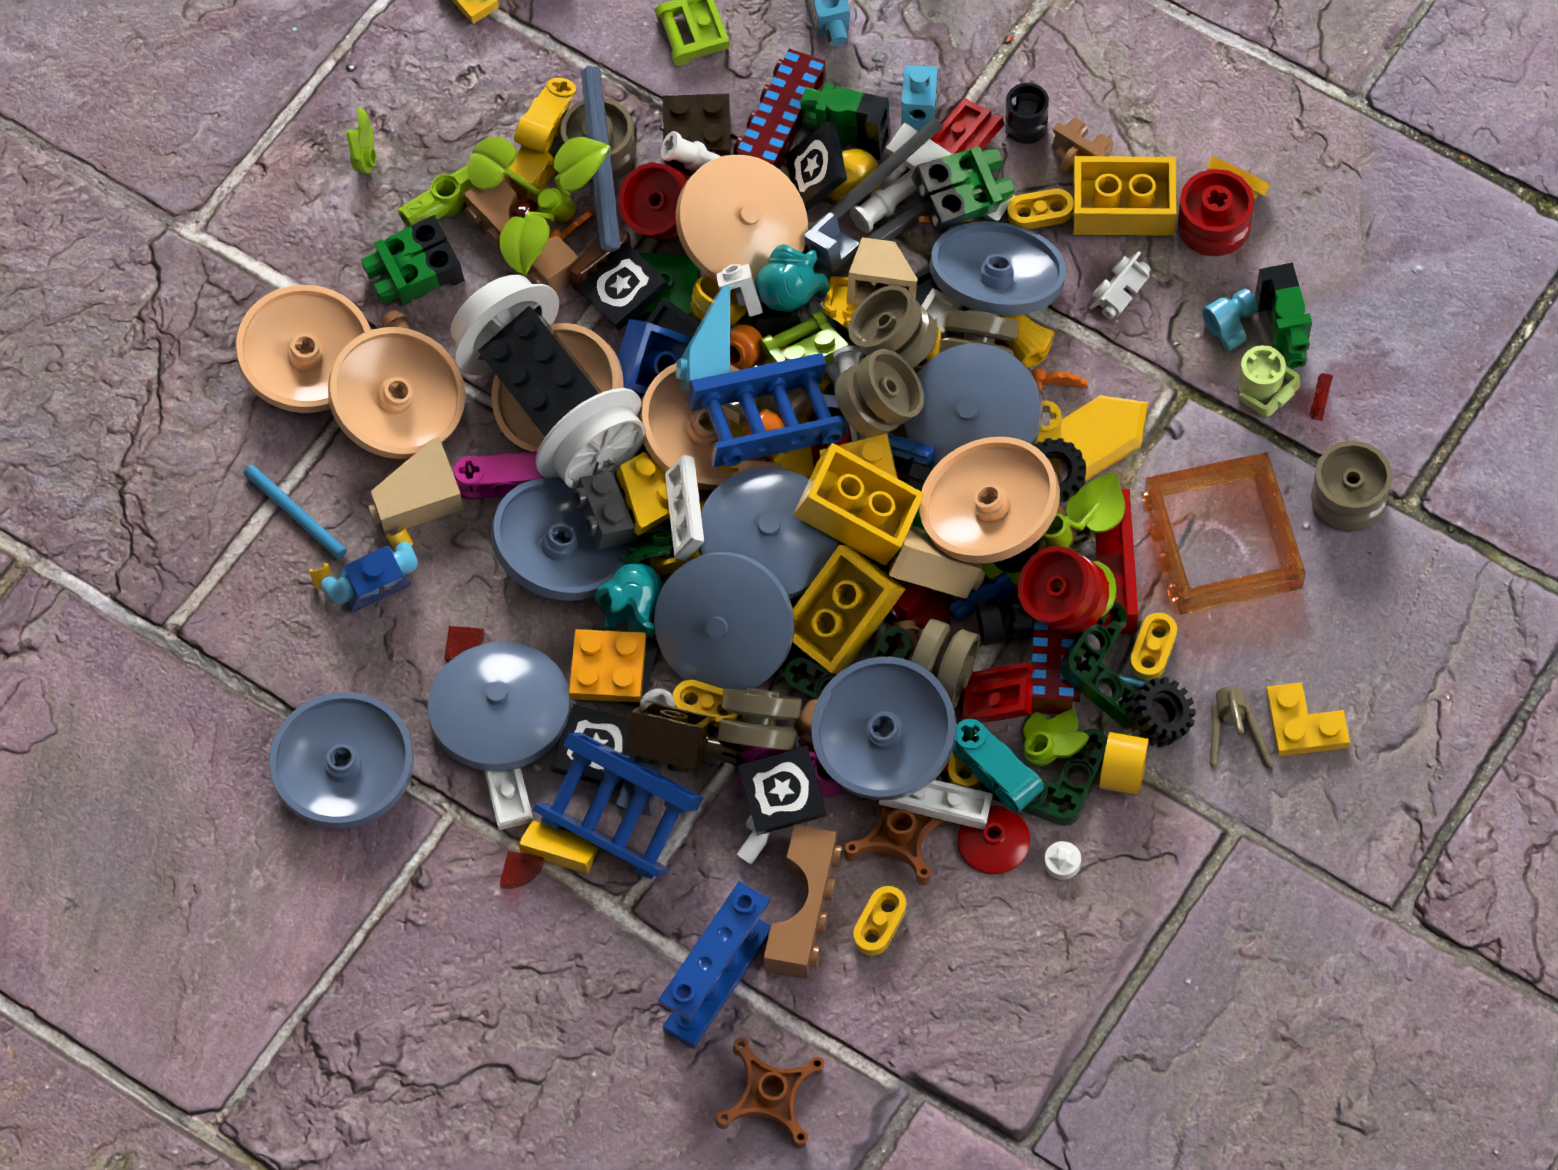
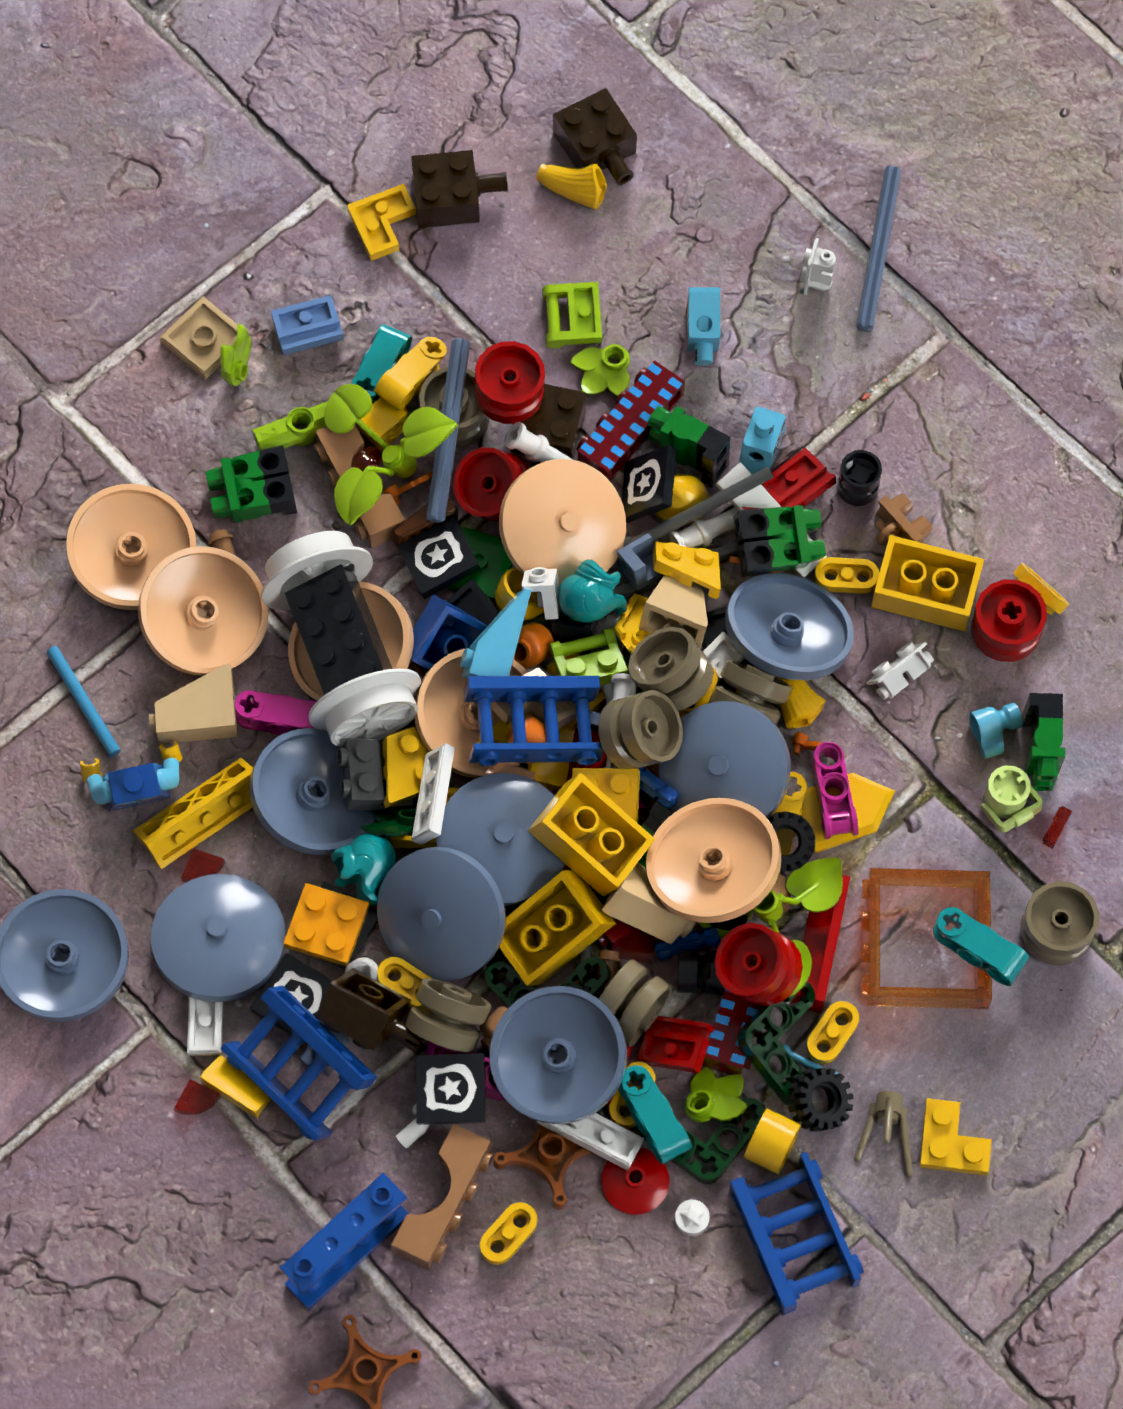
camera: 10 degrees right, 5 degrees up
(319, 135) = (199, 335): none -> tan tile
(425, 98) = (307, 325): none -> medium blue plate
(445, 591) = (201, 816): none -> yellow fence
(512, 103) = (383, 355): none -> teal piece
(650, 96) = (509, 382): none -> red wheel
(738, 76) = (601, 373): none -> lime plate
(879, 233) = (688, 565): none -> yellow wing
(1098, 432) = (836, 812): none -> dark pink piece
(1158, 879) = (773, 1260): none -> blue fence
(1279, 522) = (980, 946): none -> teal piece

